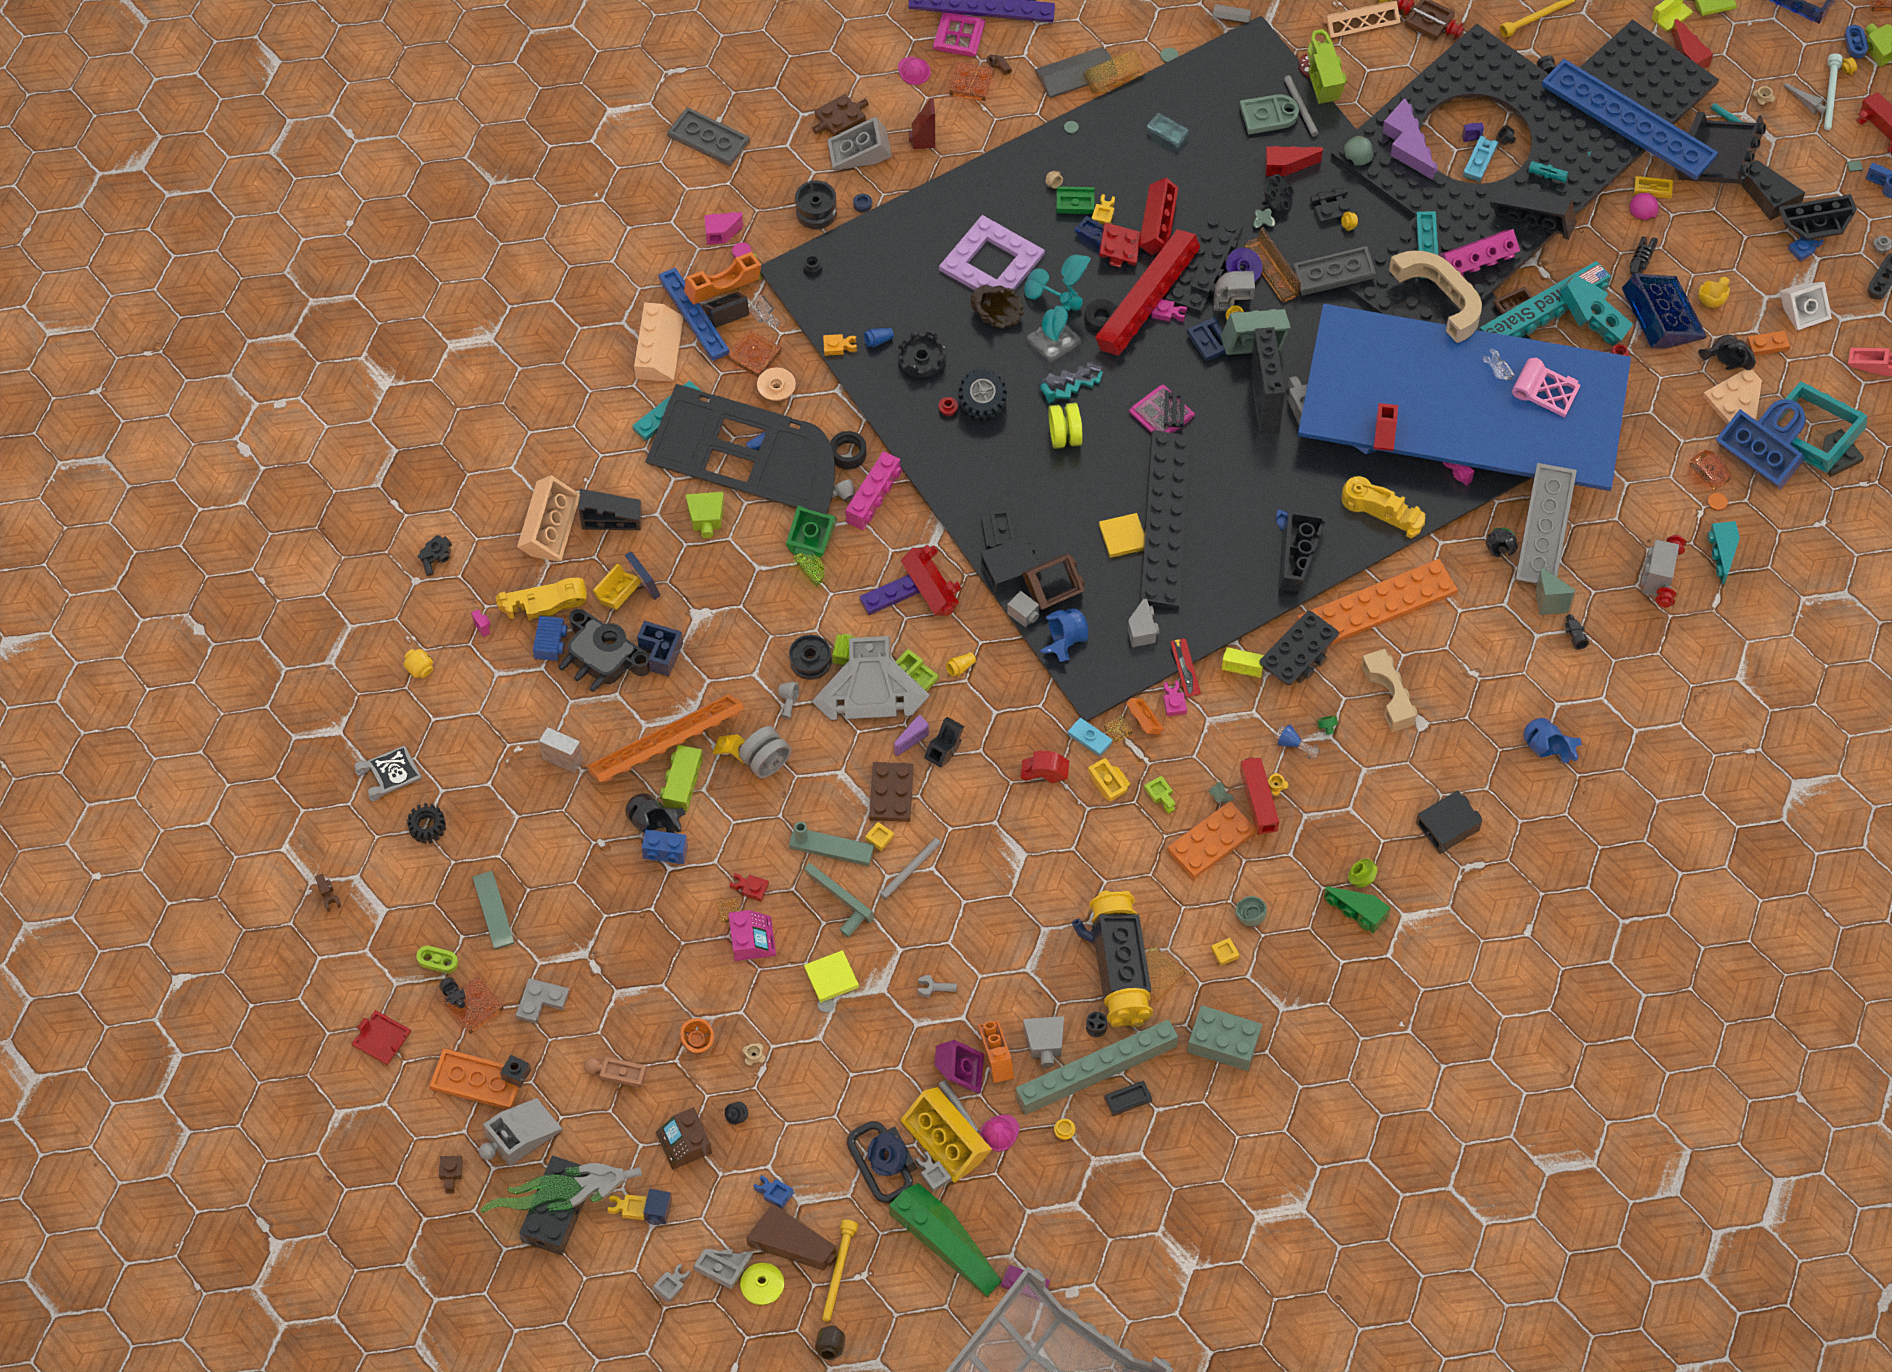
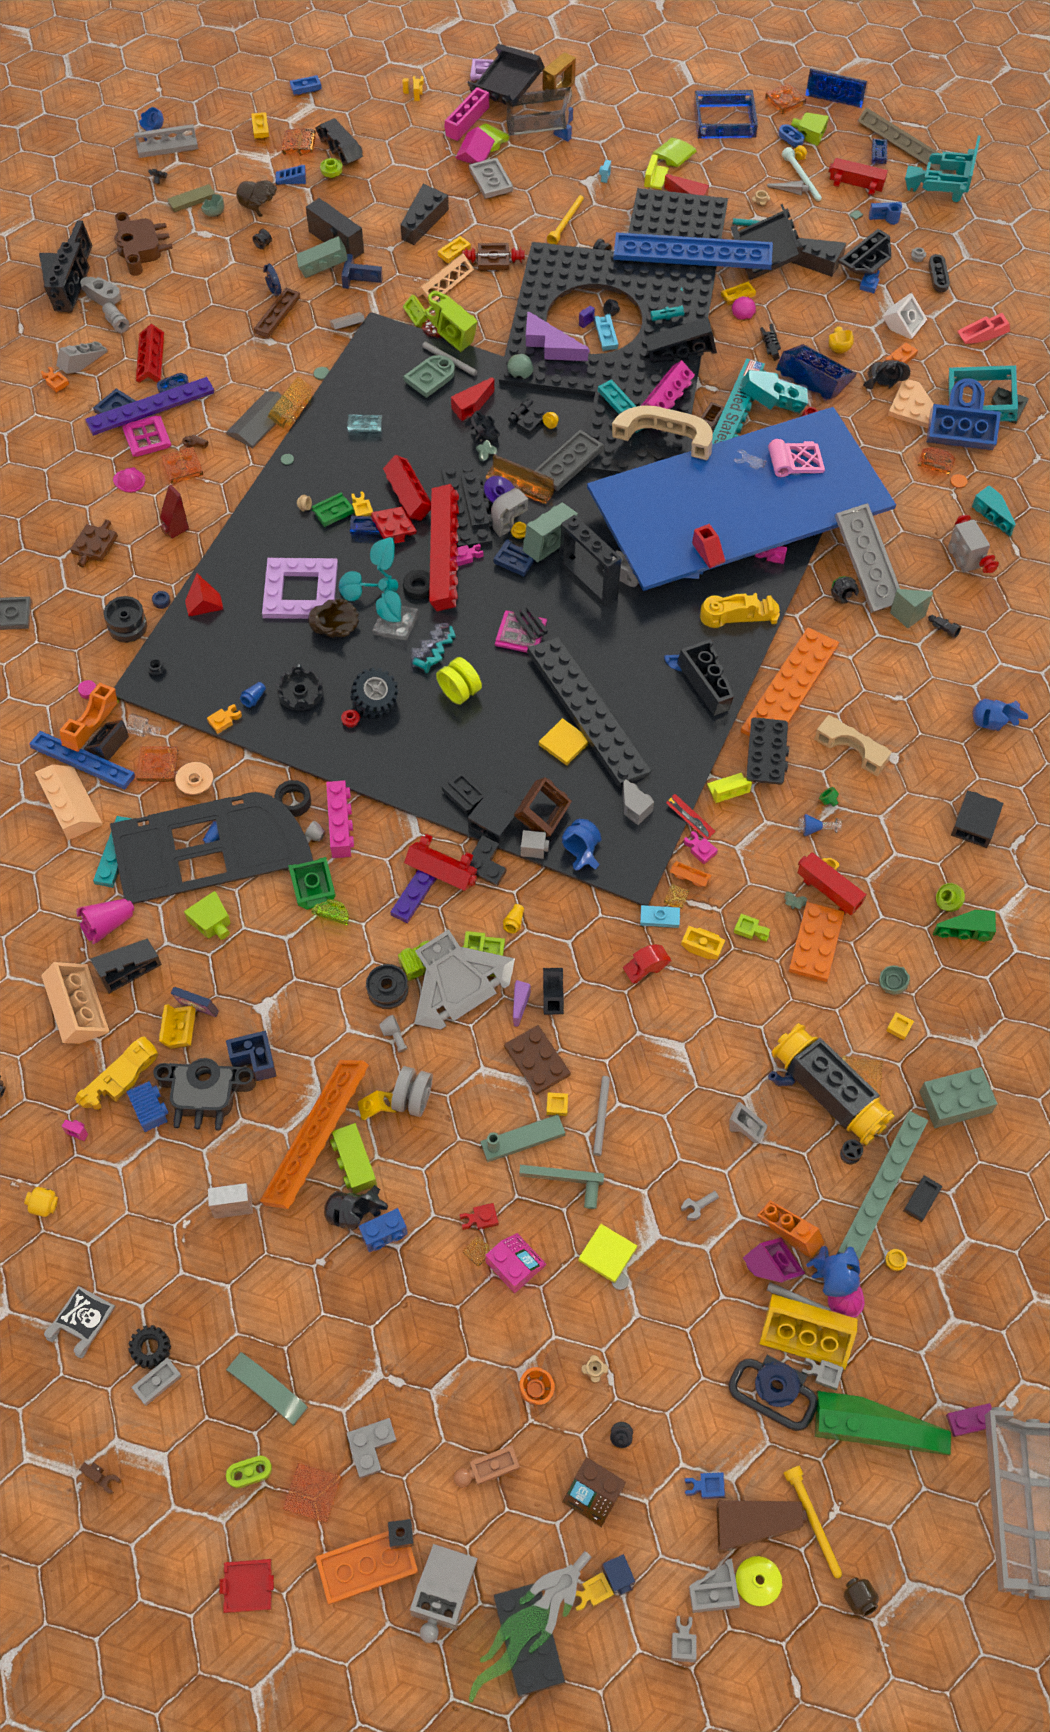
camera: 35 degrees left, 0 degrees up
(414, 851) = (156, 1381): none -> light grey plate
(449, 1170) = (403, 1673): reddish brown plate -> none
(450, 988) = (293, 1498): black piece -> none
(619, 462) = (103, 918): none -> dark pink cone
(722, 227) = (56, 678): dark pink slope -> none
(860, 145) = (128, 556): light grey slope -> none
(897, 222) = (202, 598): none -> red slope
(969, 600) = (482, 861): none -> black plate
(995, 1106) = (833, 1269): none -> blue piece
(1023, 943) = (747, 1122): none -> light grey slope
(1044, 1038) = (822, 1191): light grey torso -> none
(1304, 37) = (415, 311): none -> lime plate

